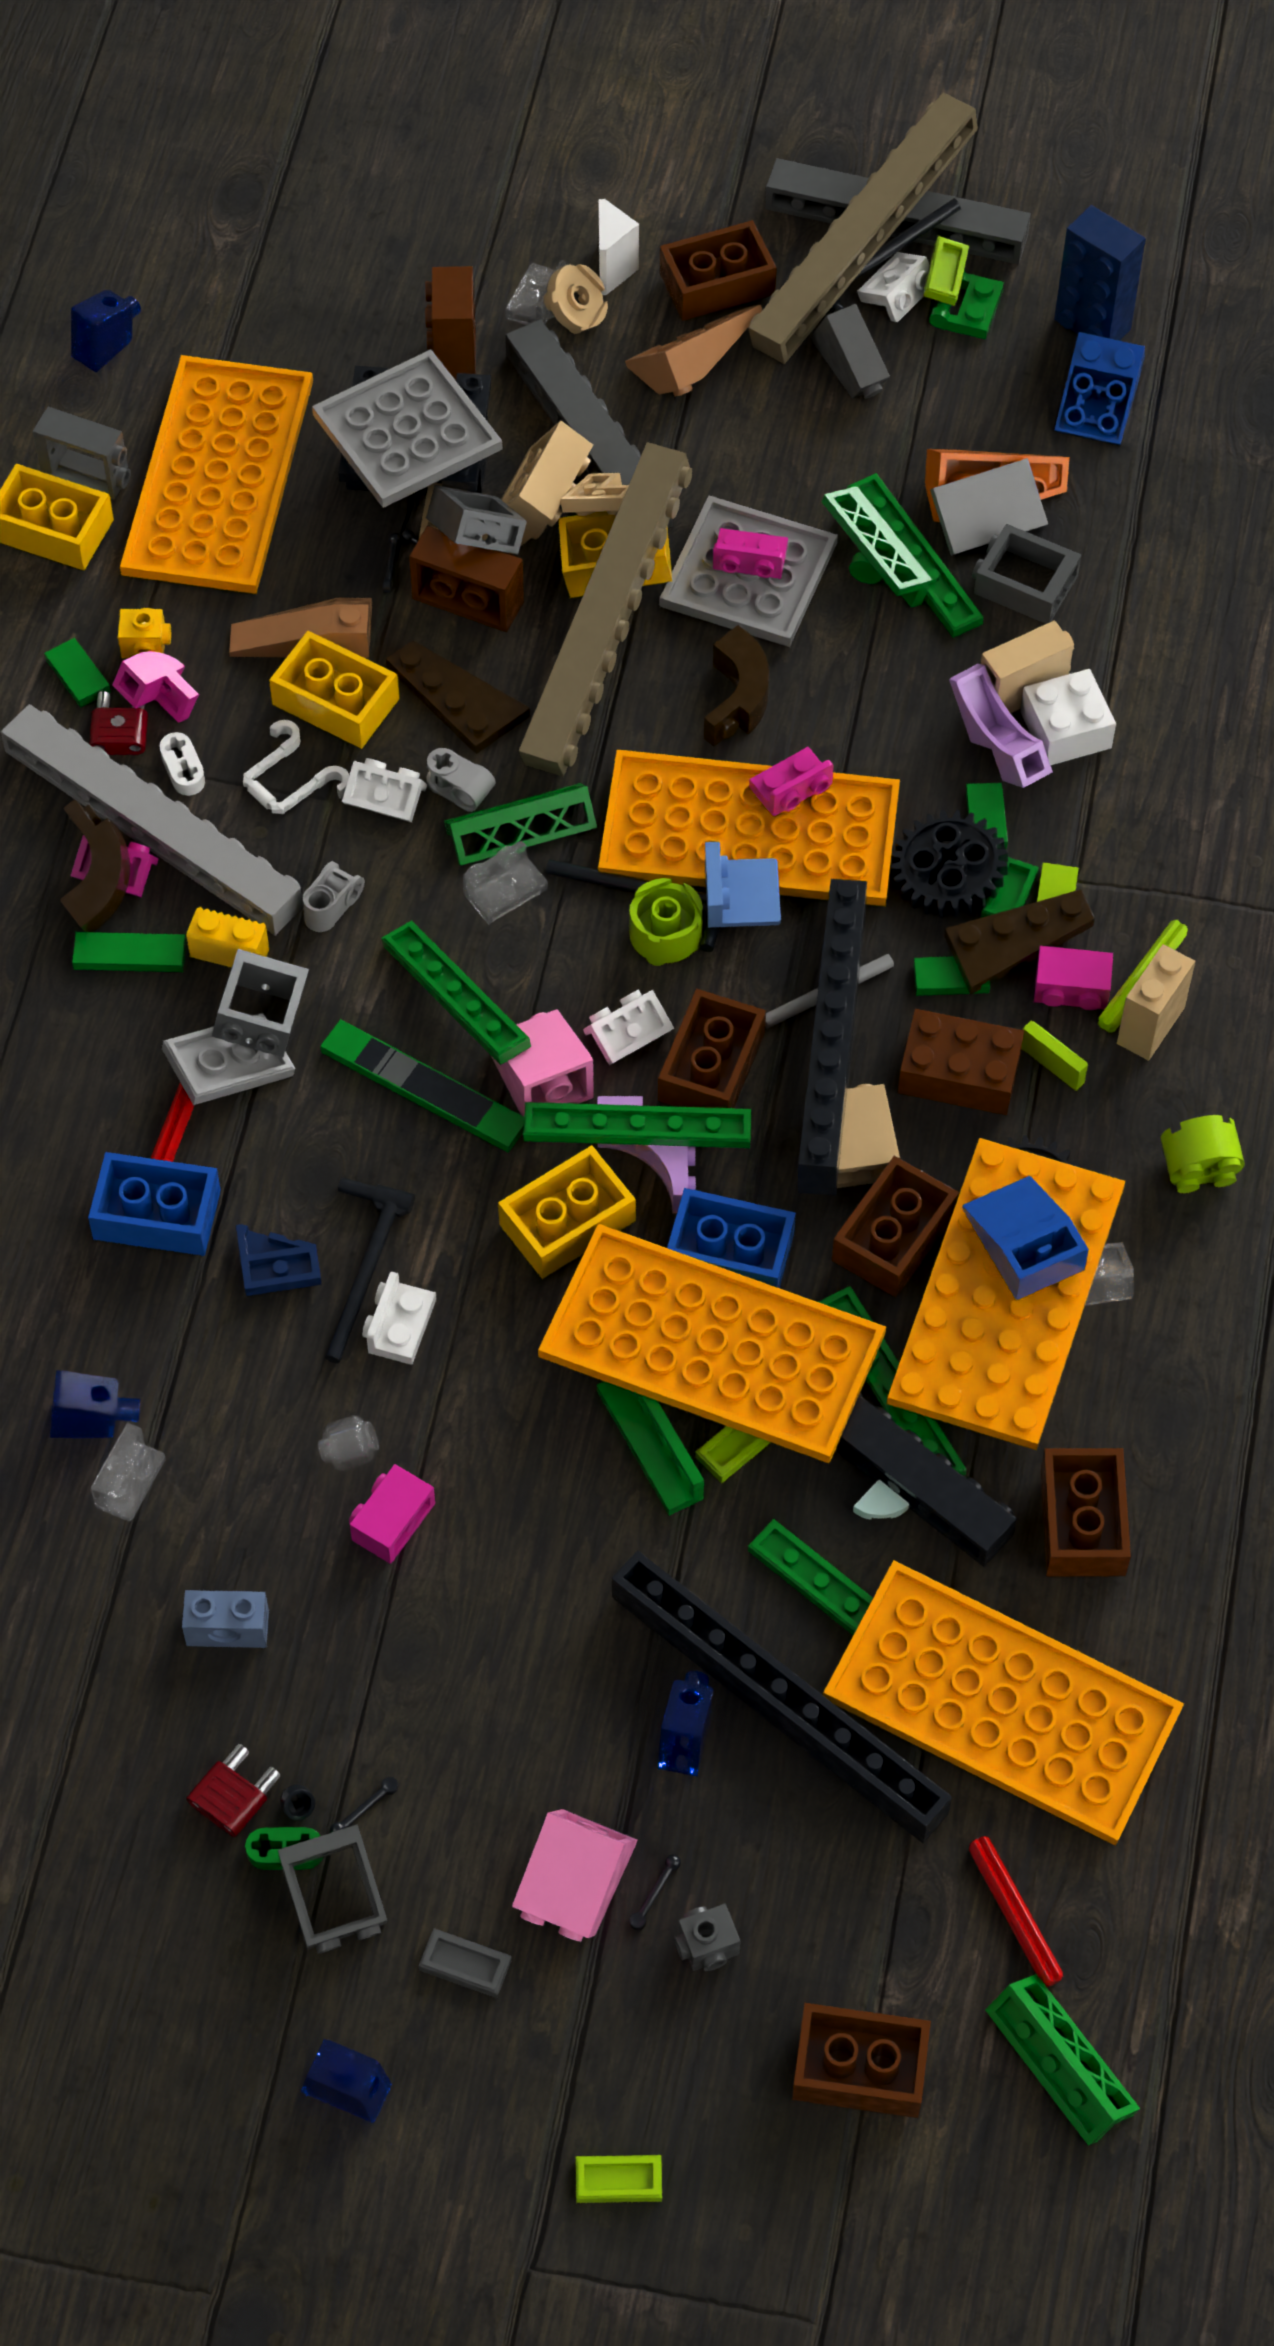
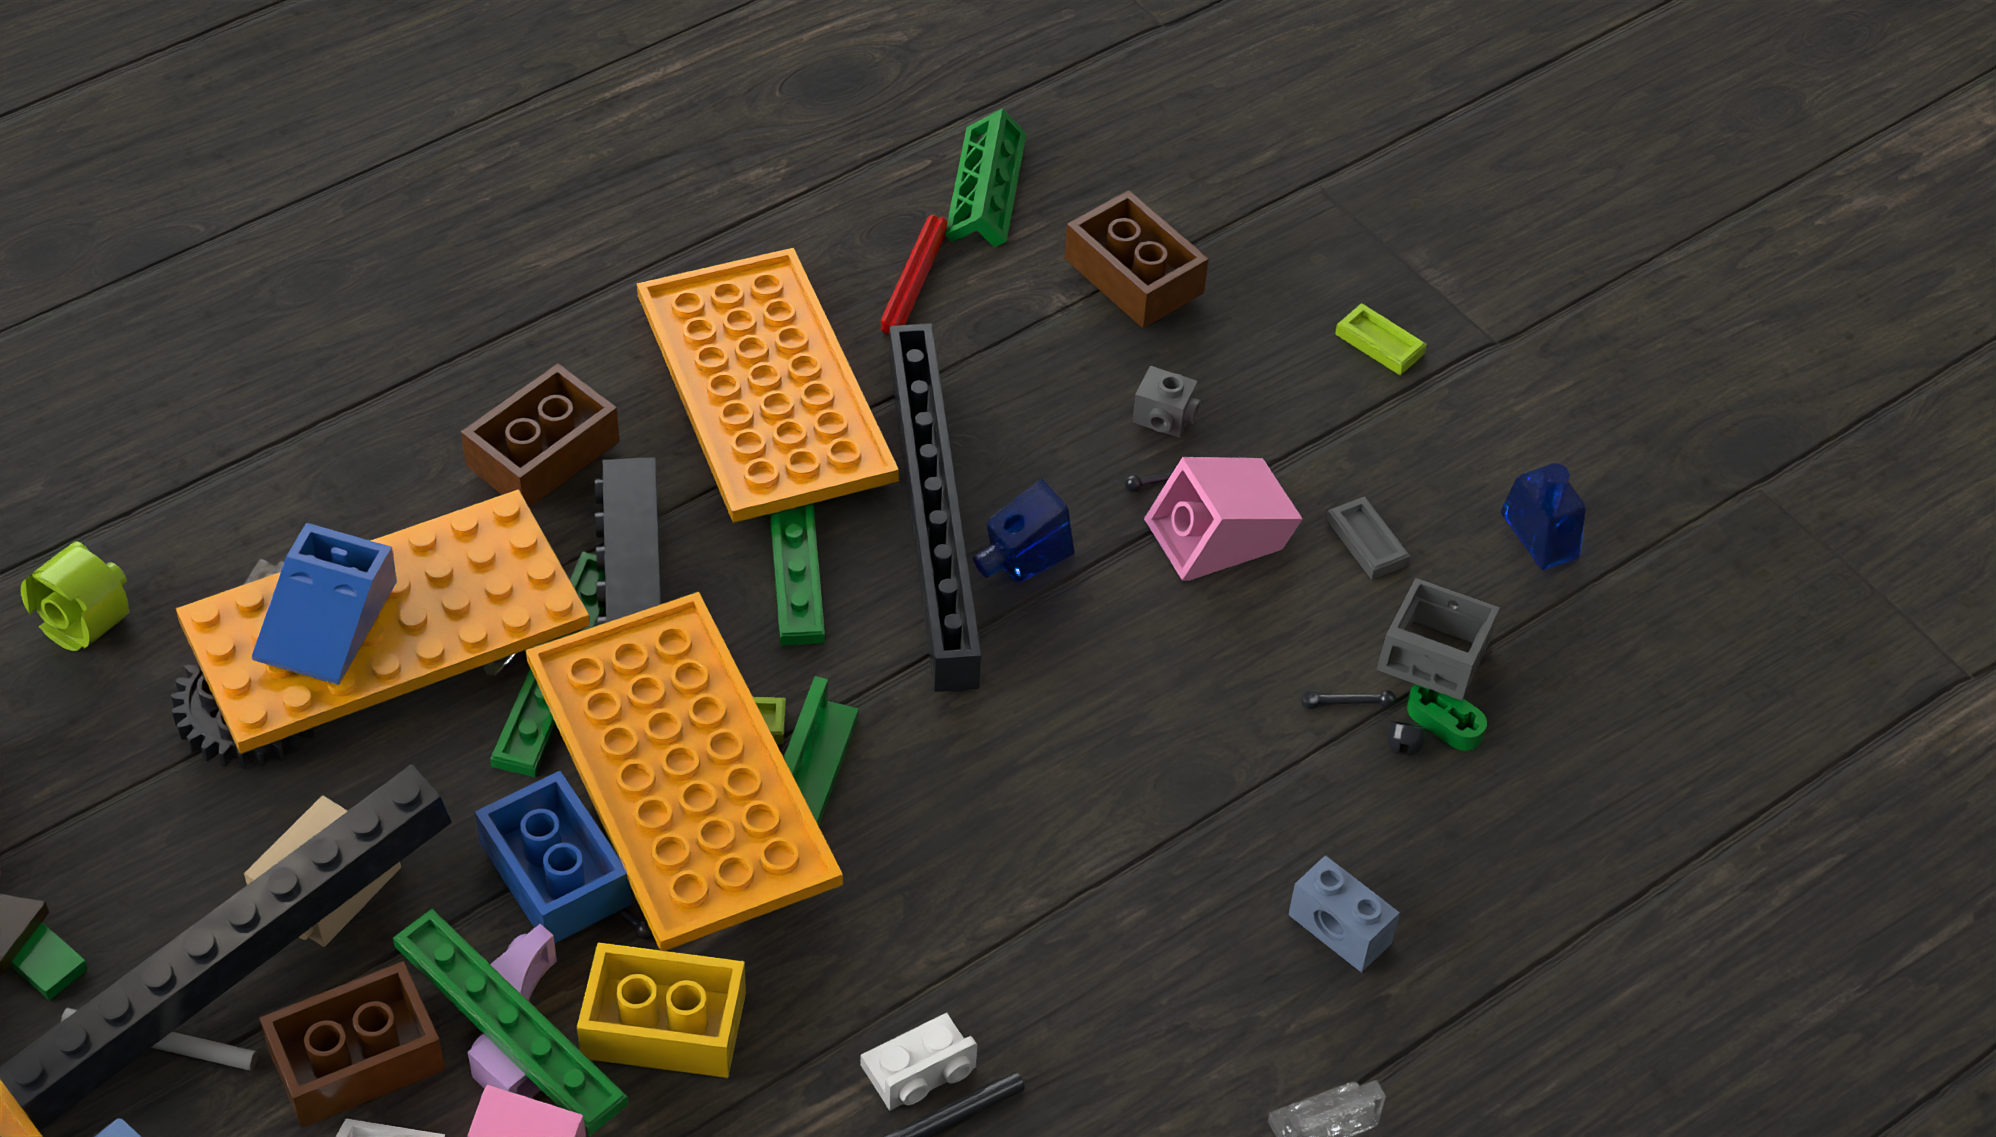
camera: 140 degrees left, 10 degrees down
(227, 1796) = (1462, 784): dark red piece -> none
(348, 1443) = (1085, 978): clear head -> none
(391, 1513) = (1104, 887): dark pink brick -> none
(880, 1503) = (679, 581): light aqua tile -> none
(894, 1226) = (379, 740): reddish brown brick -> none
(960, 1061) = (147, 852): reddish brown brick -> none
(1054, 1055) = (62, 792): lime tile -> none

